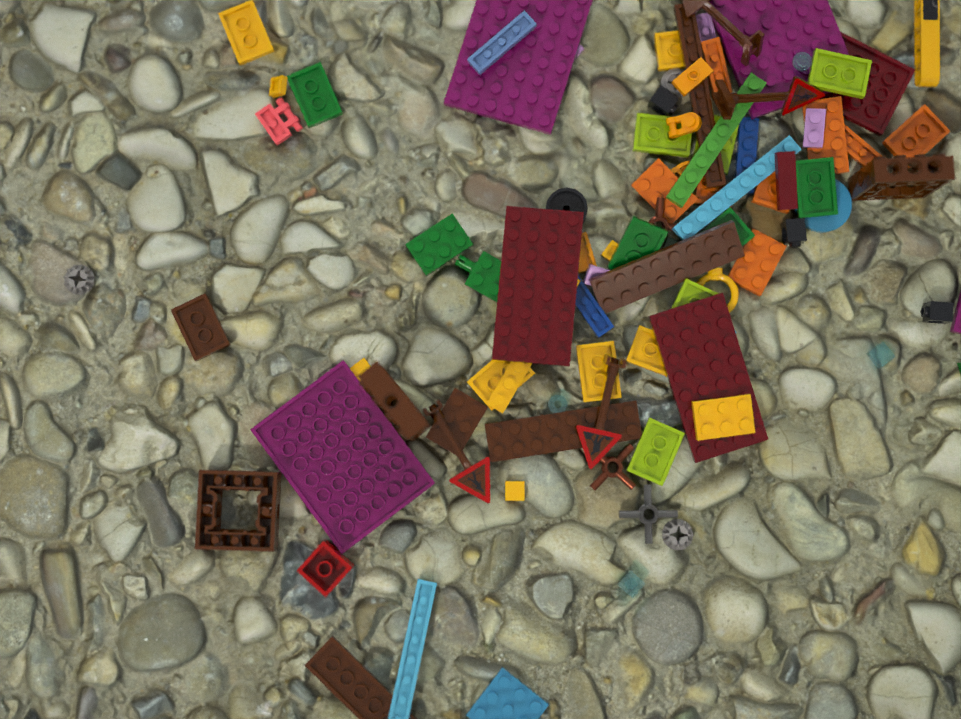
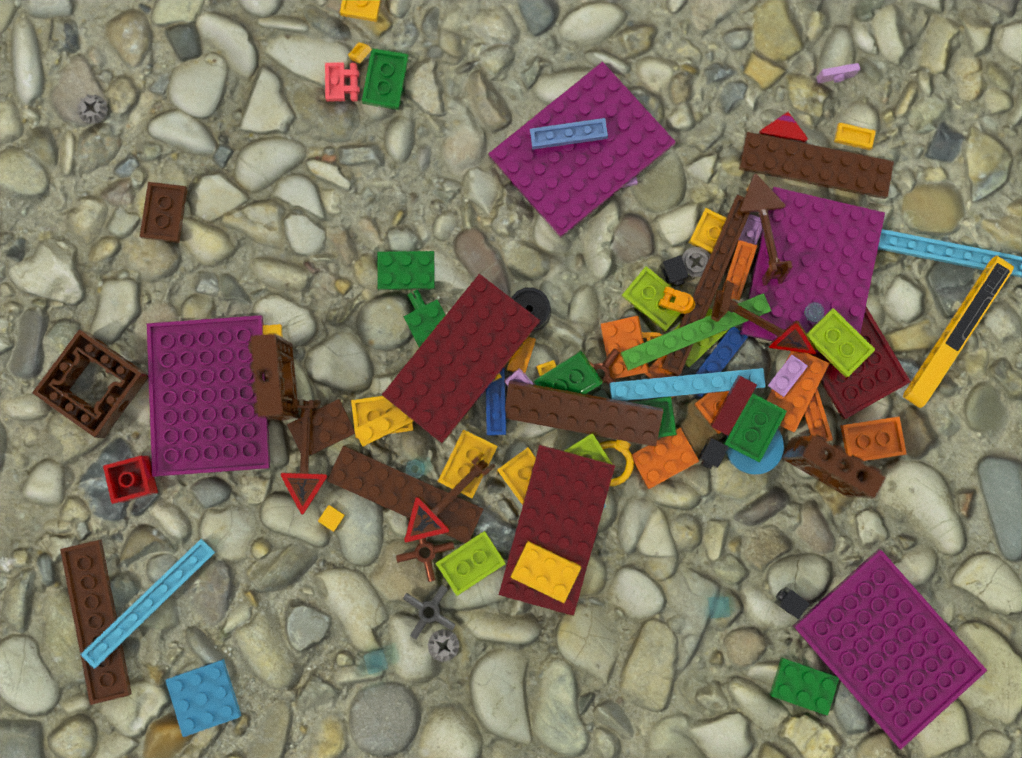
camera: 30 degrees right, 0 degrees up
(692, 76) = (711, 265): light orange plate -> none

